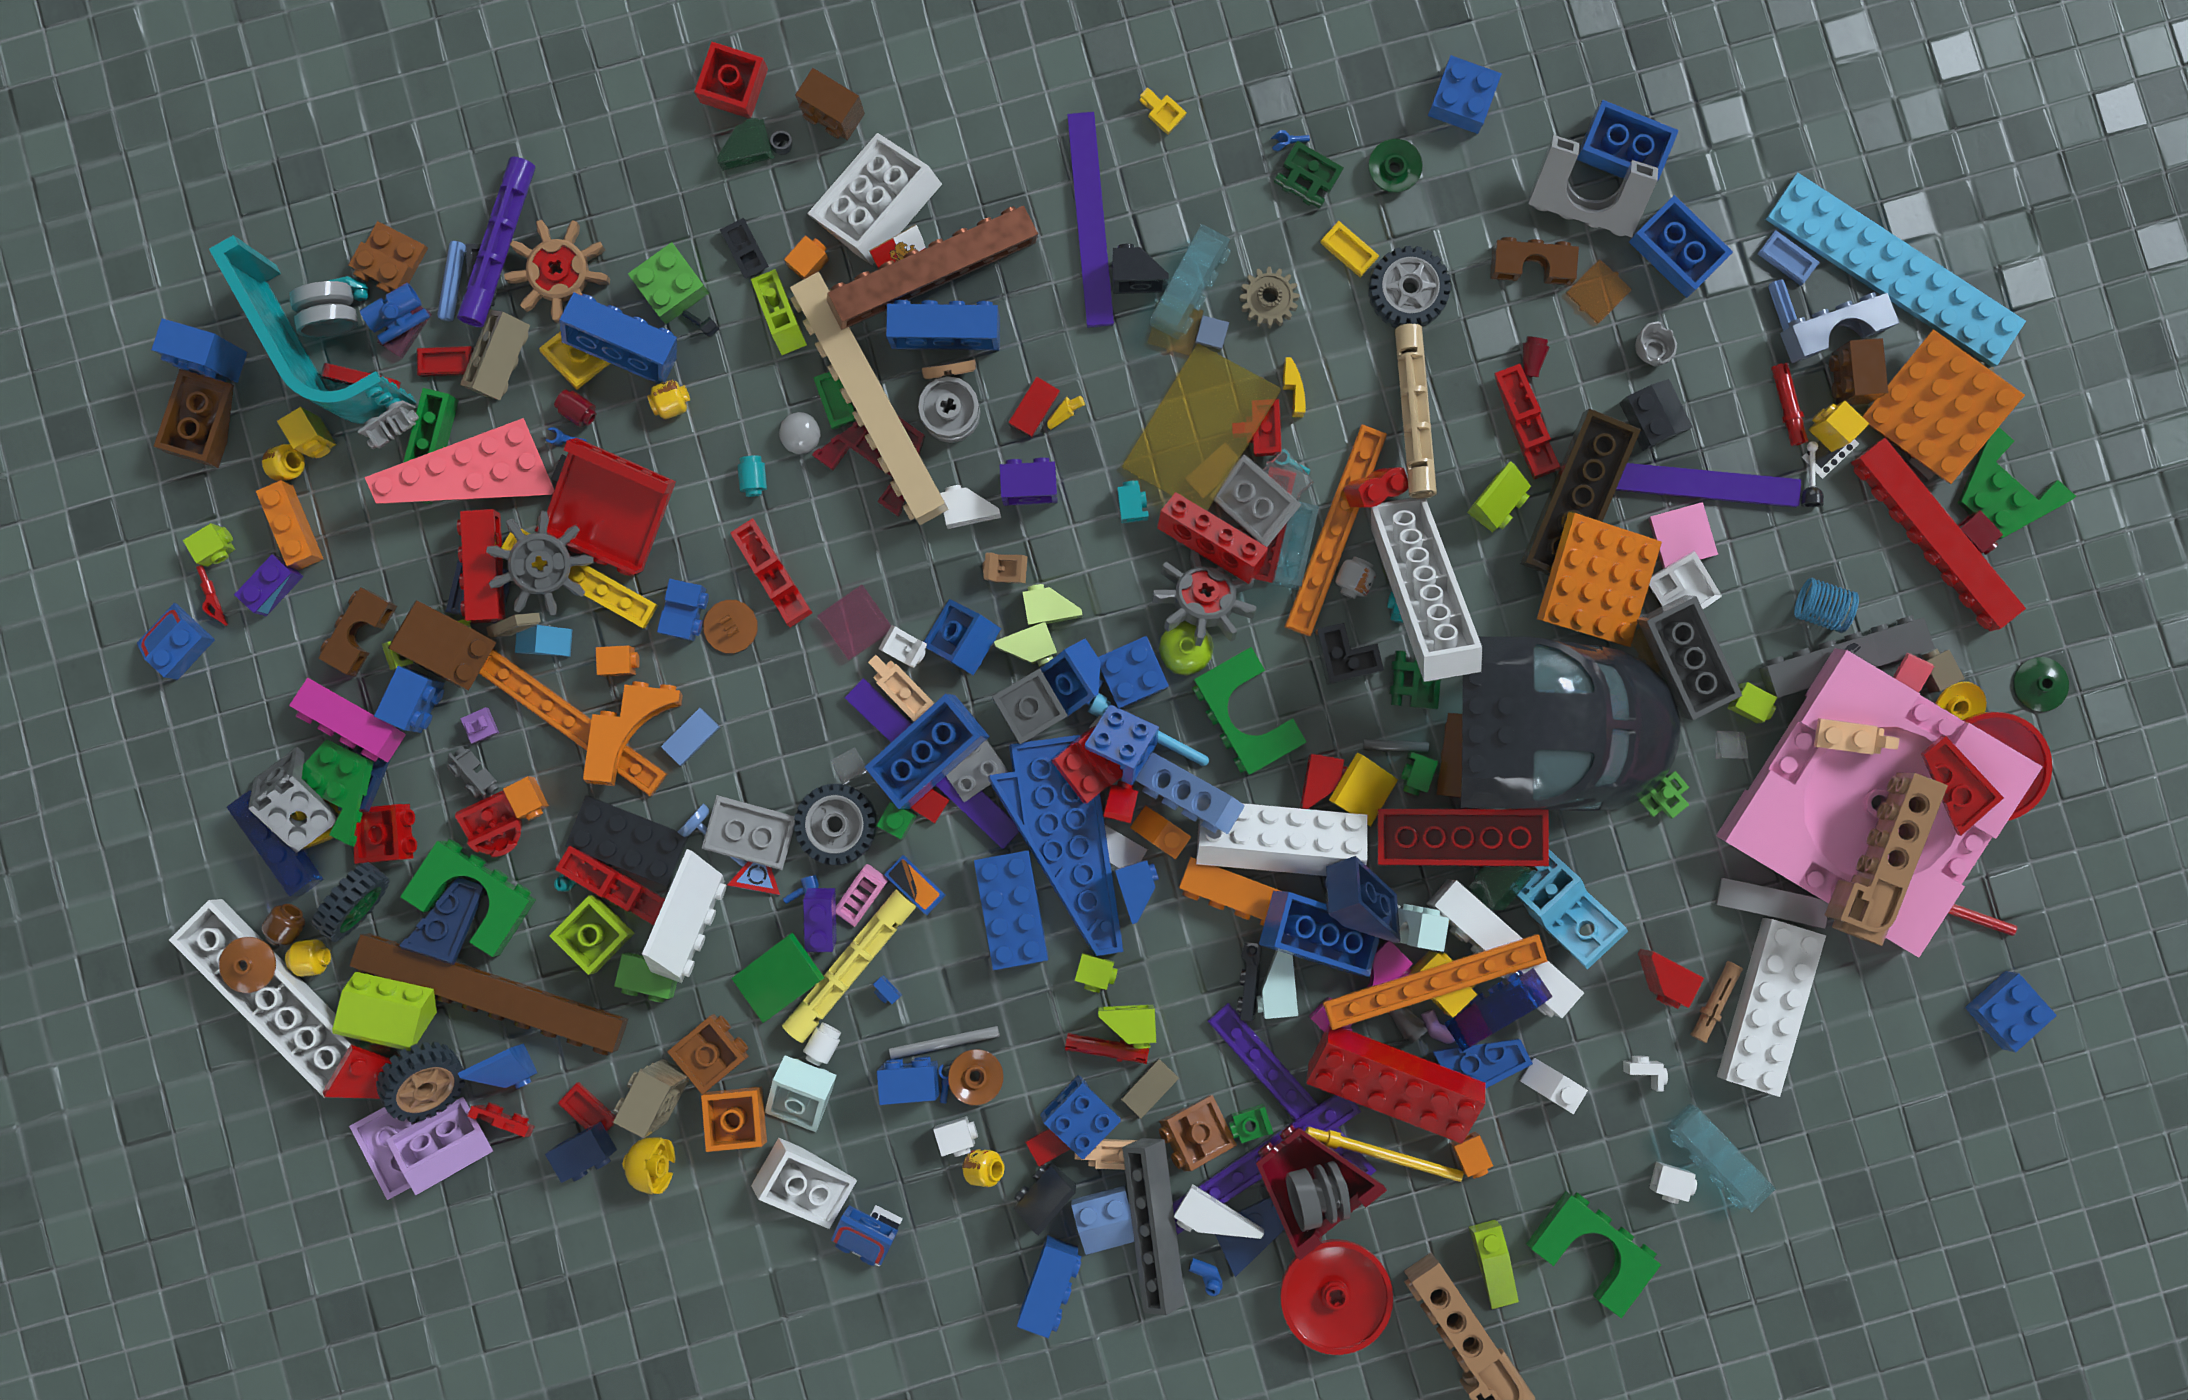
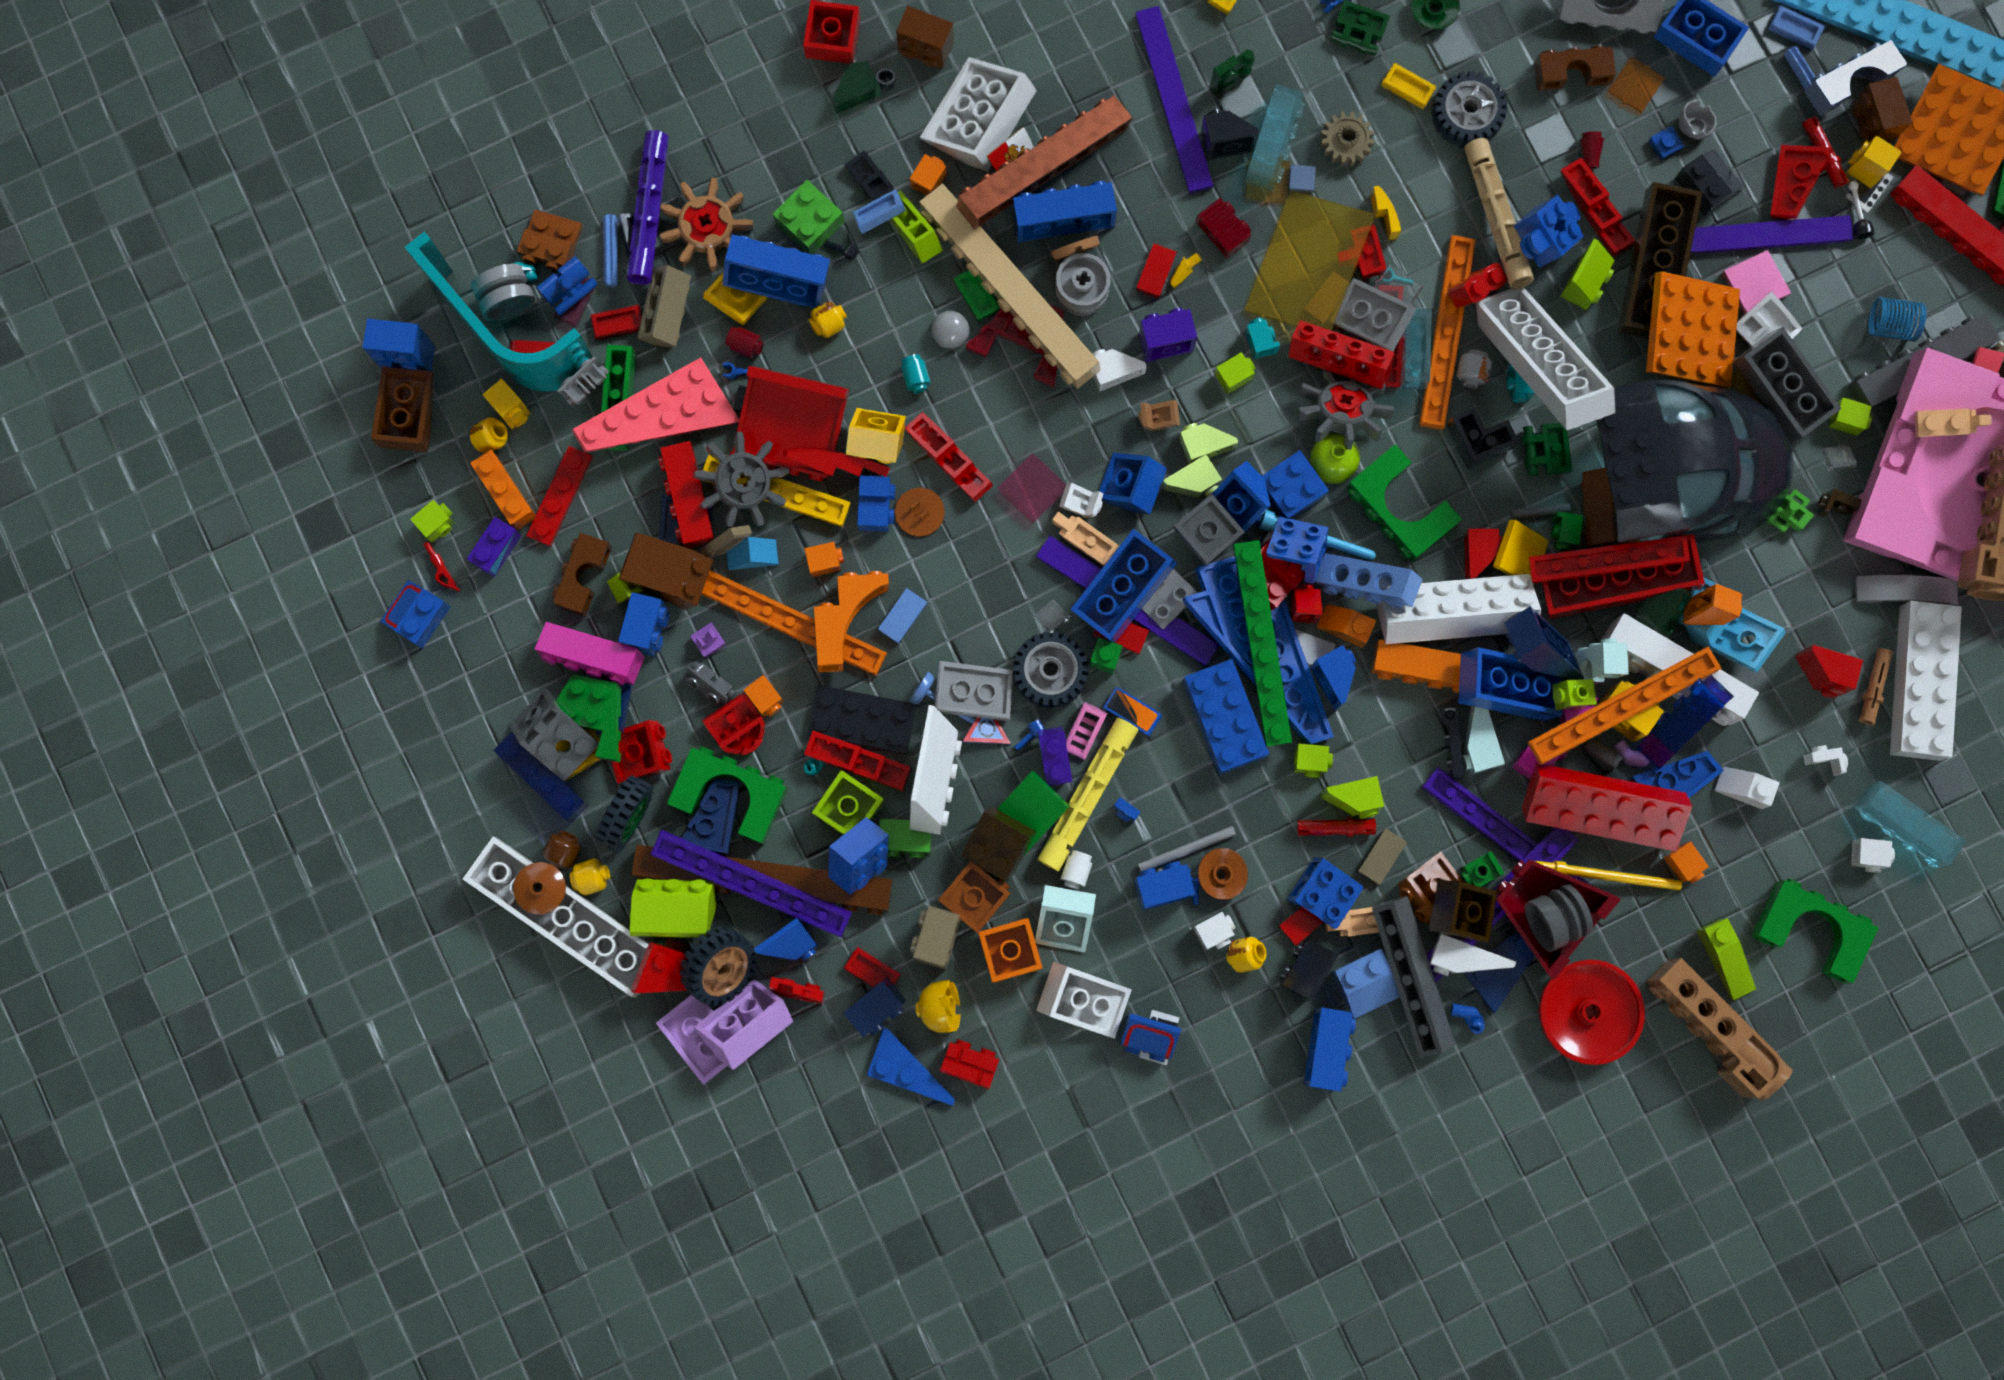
camera: 15 degrees left, 5 degrees down
(349, 543) = (559, 496): none -> red plate
(471, 999) = (751, 883): none -> dark purple tile
(587, 993) = (858, 856): none -> blue brick
(596, 1218) = (899, 1067): none -> blue wing
(636, 555) = (828, 460): none -> red slope
(670, 1229) = (969, 1064): none -> red brick
(693, 538) = (875, 435): none -> yellow brick
(742, 1003) = (998, 843): none -> dark brown brick
(746, 289) = (878, 211): none -> medium blue tile
(1062, 840) = (1262, 643): none -> green plate
(1096, 535) = (1235, 372): none -> lime brick
(1116, 373) = (1223, 227): none -> dark red brick
(1149, 203) = (1226, 73): none -> dark green plate
(1218, 1168) = (1463, 910): none -> dark brown brick
(1385, 957) = (1574, 694): none -> lime brick
(1451, 819) = (1609, 559): none -> red plate
(1465, 441) = (1549, 230): none -> blue brick
(1553, 892) = (1713, 606): none -> orange slope
(1617, 363) = (1666, 143): none -> blue plate
(1722, 795) = (1841, 501): none -> dark brown bracket
(1750, 428) = (1795, 178): none -> red wing

